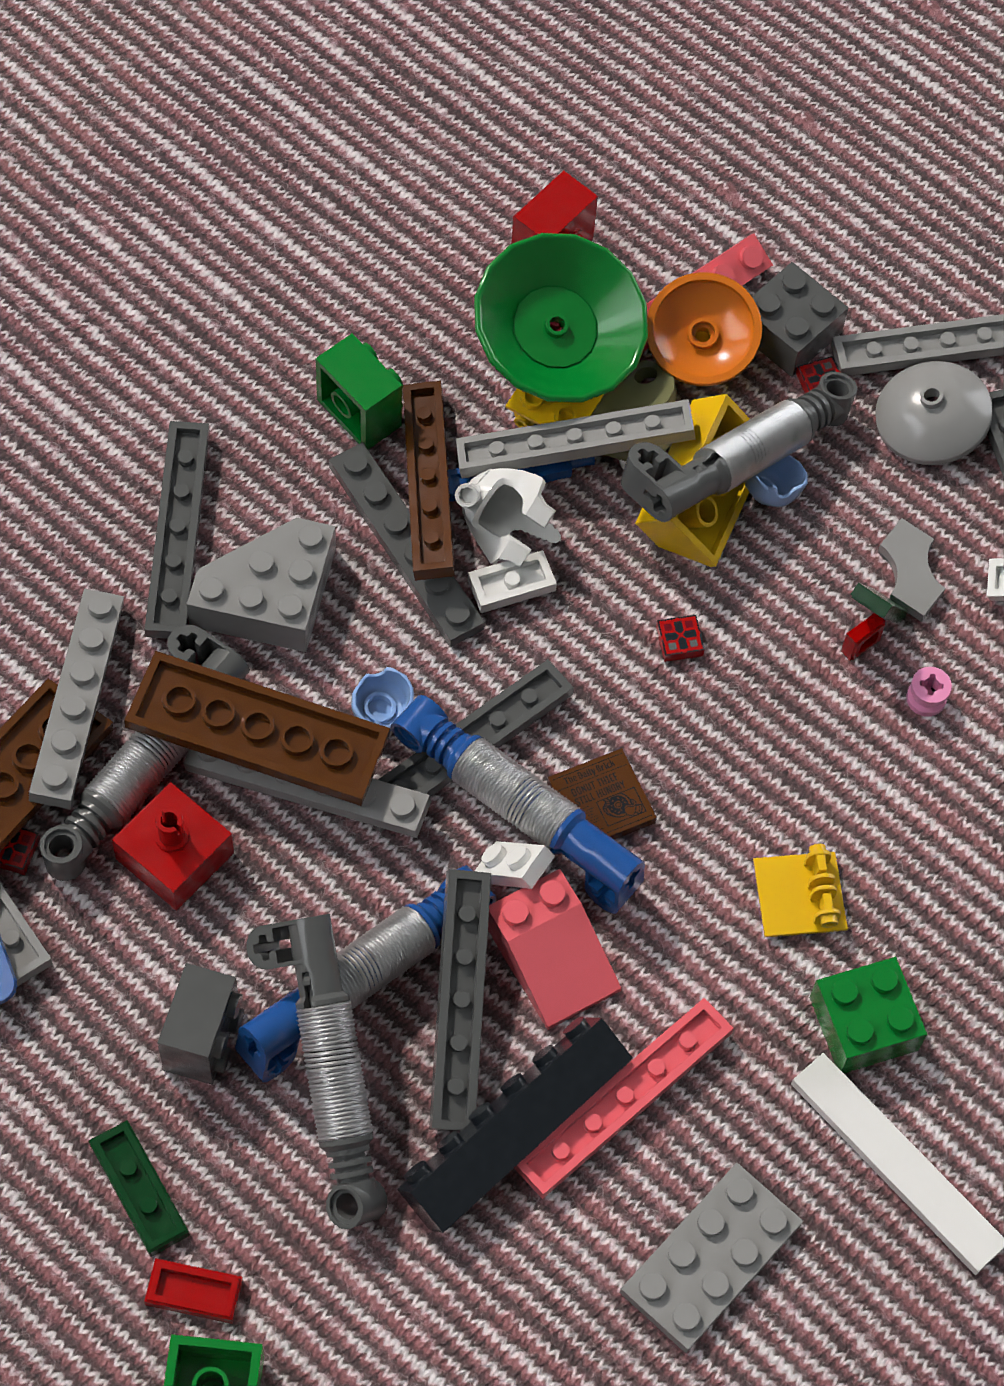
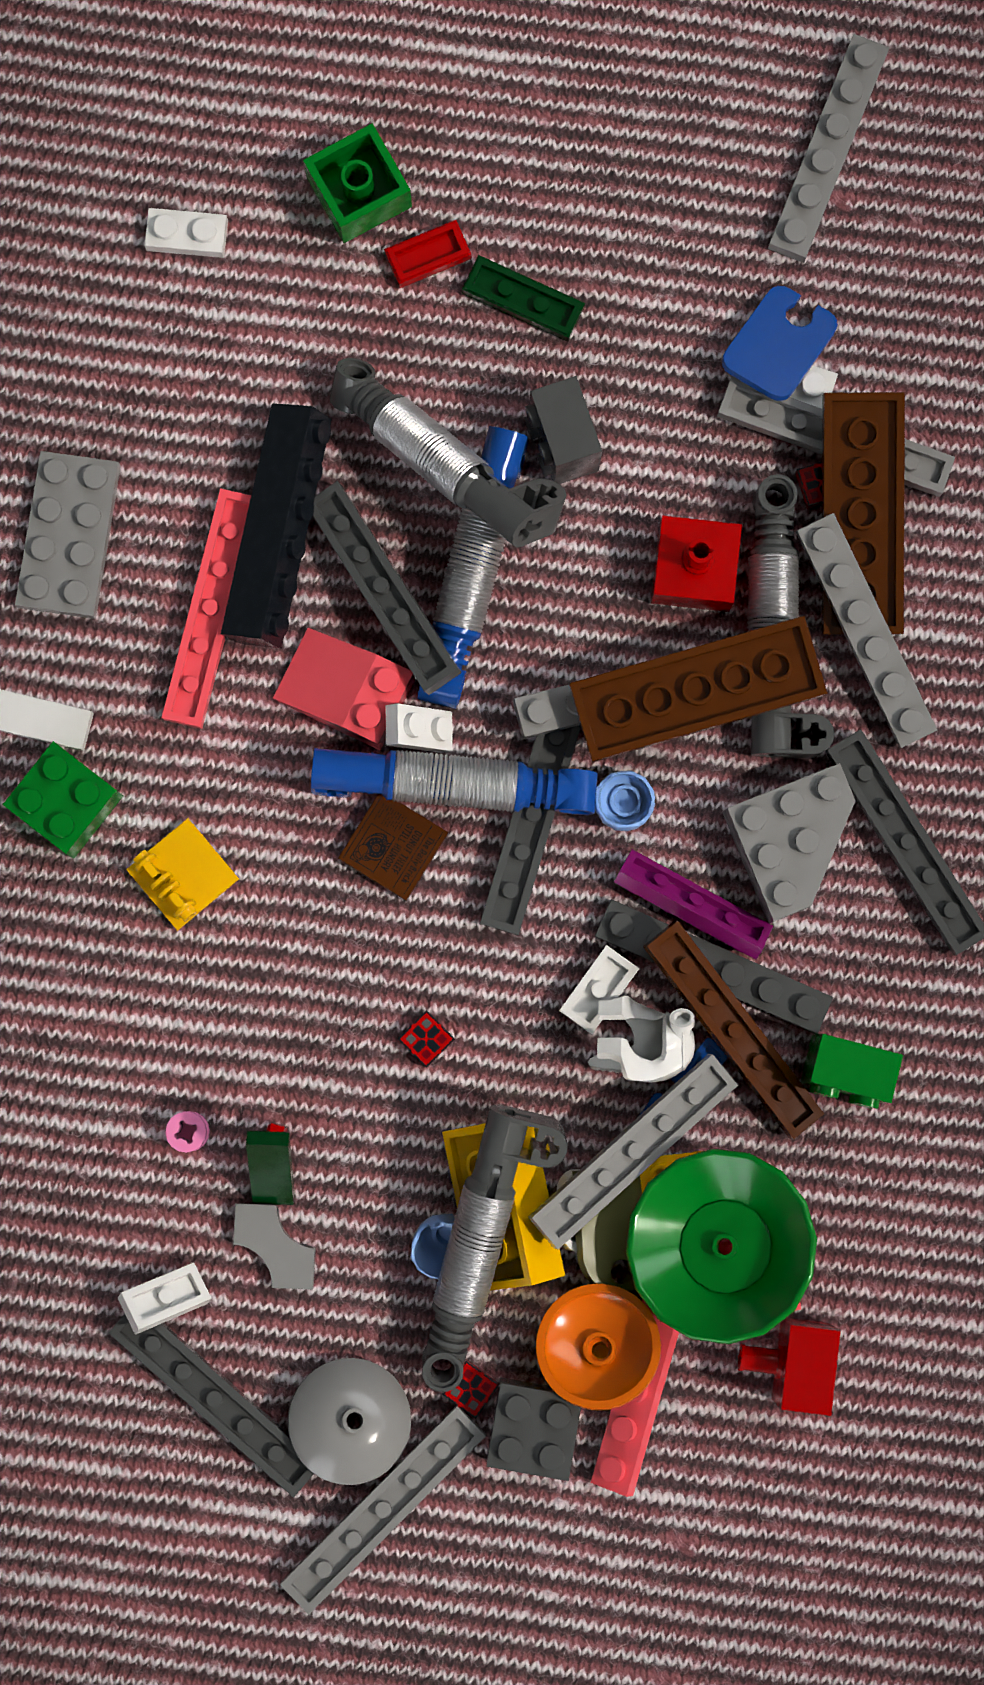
camera: 150 degrees right, 20 degrees up
(387, 593) = (693, 904): none -> magenta plate

